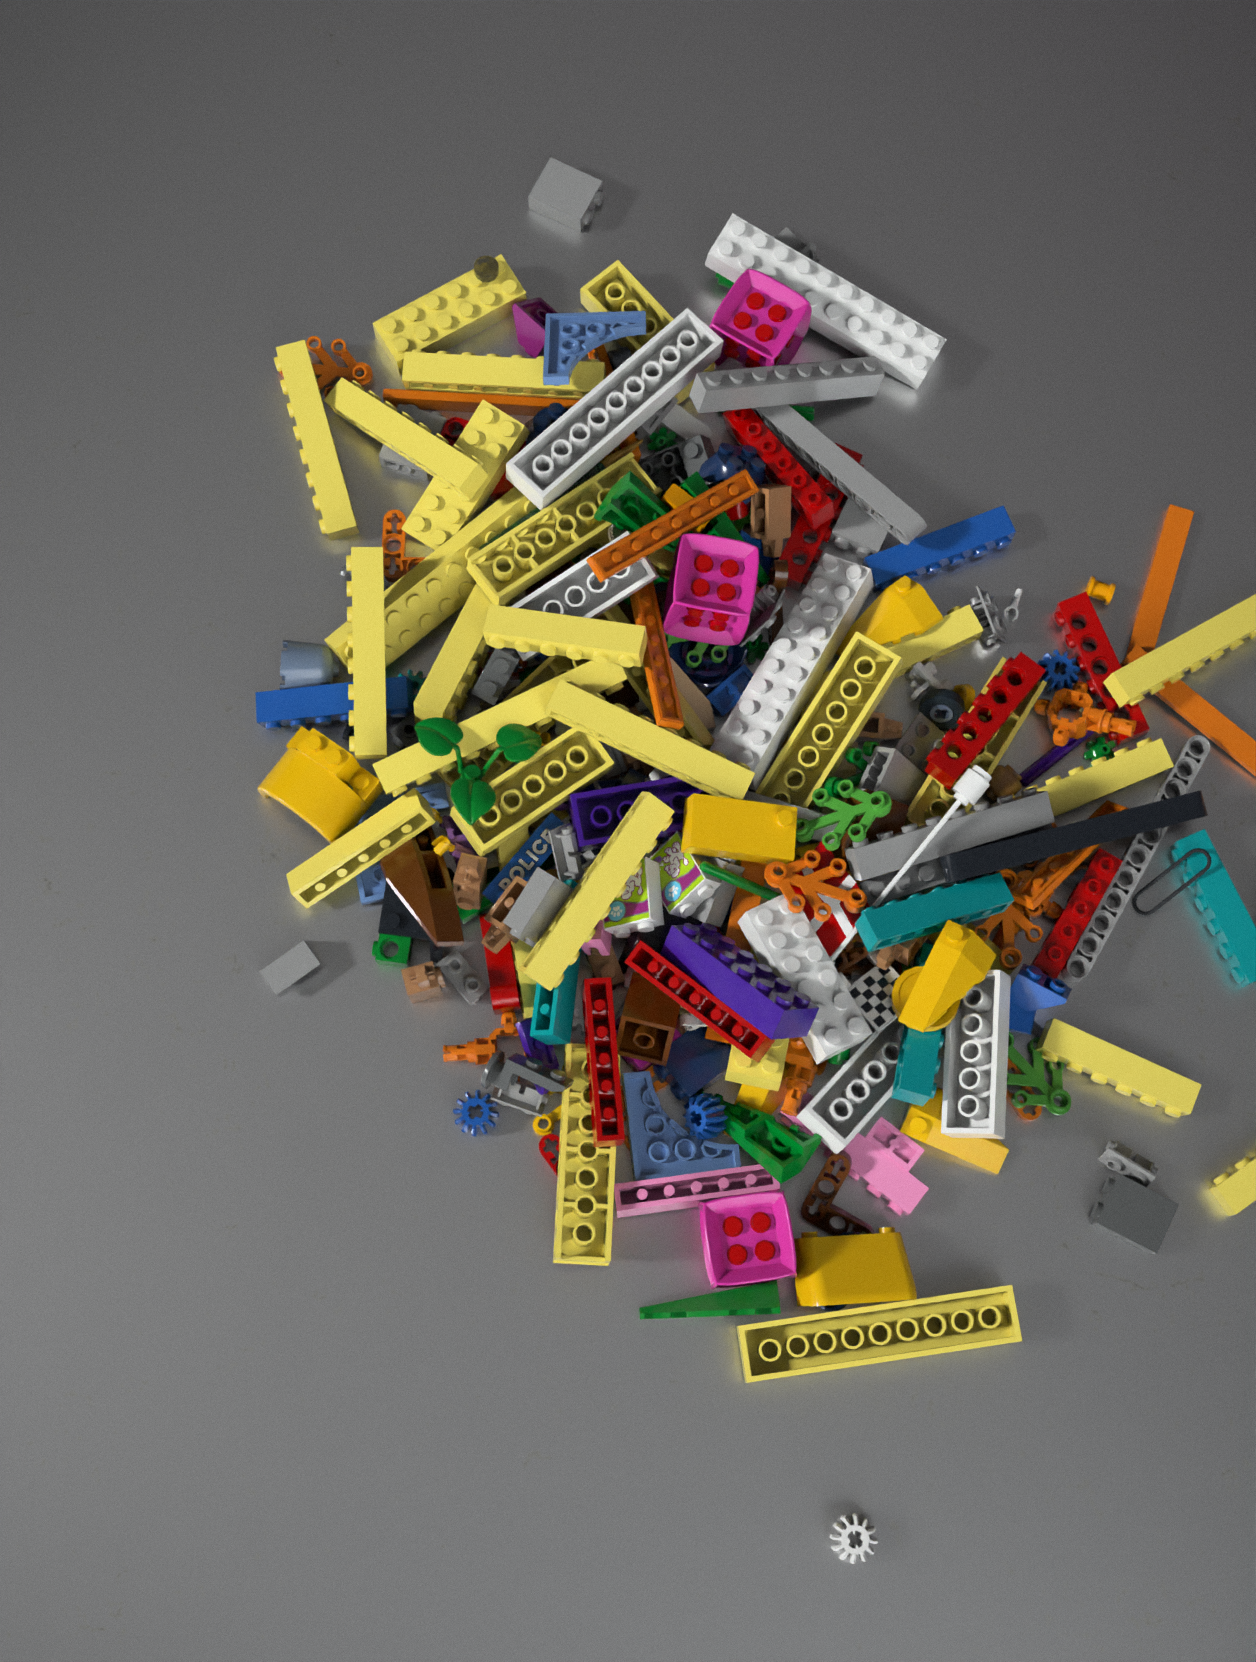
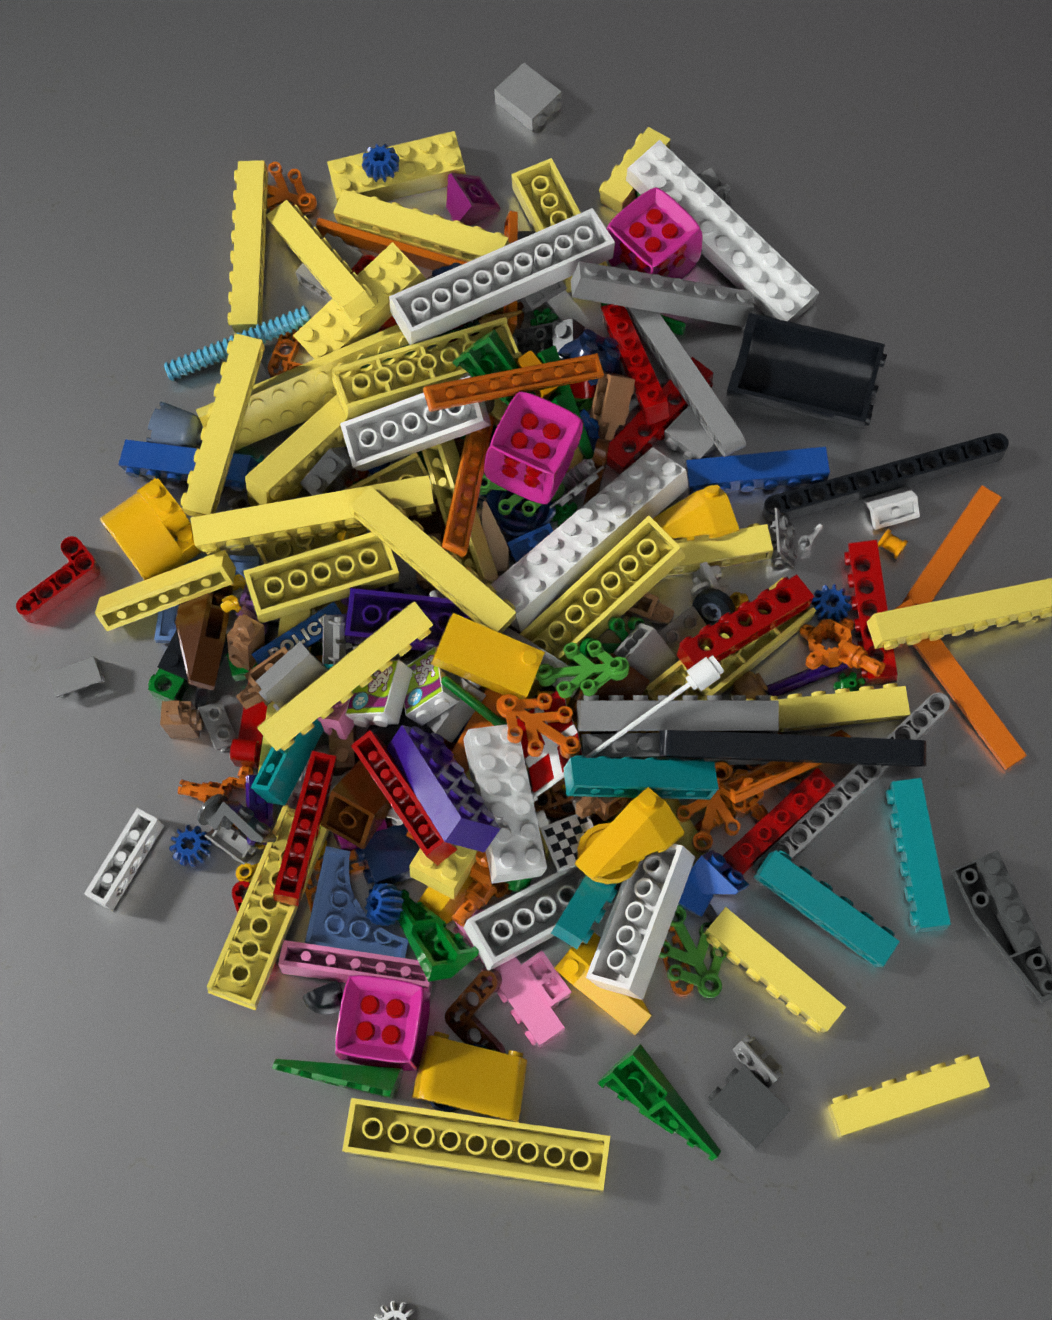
camera: 25 degrees right, 5 degrees down
(230, 870) = (55, 582): none -> red beam
(337, 555) = (216, 352): none -> medium azure piece
(412, 1148) = (124, 859): none -> white brick
(436, 311) = (380, 162): none -> blue gear
(469, 793) = (266, 564): green plant -> none
(486, 268) = (436, 139): clear smoke tile -> none
(565, 635) = (390, 452): light yellow brick -> none
(576, 334) = (492, 208): medium blue plate -> none
(672, 1231) = (325, 998): none -> black brick
(696, 278) = (617, 192): none -> light yellow brick
(959, 429) = (807, 370): none -> black cylinder
(1022, 1221) = (645, 1086): none -> green wedge
(1079, 514) = (893, 471): none -> black beam
(1088, 551) = (892, 507): none -> white panel
(1152, 990) = (826, 908): none -> teal brick
(1179, 889) = (872, 808): black piece -> none

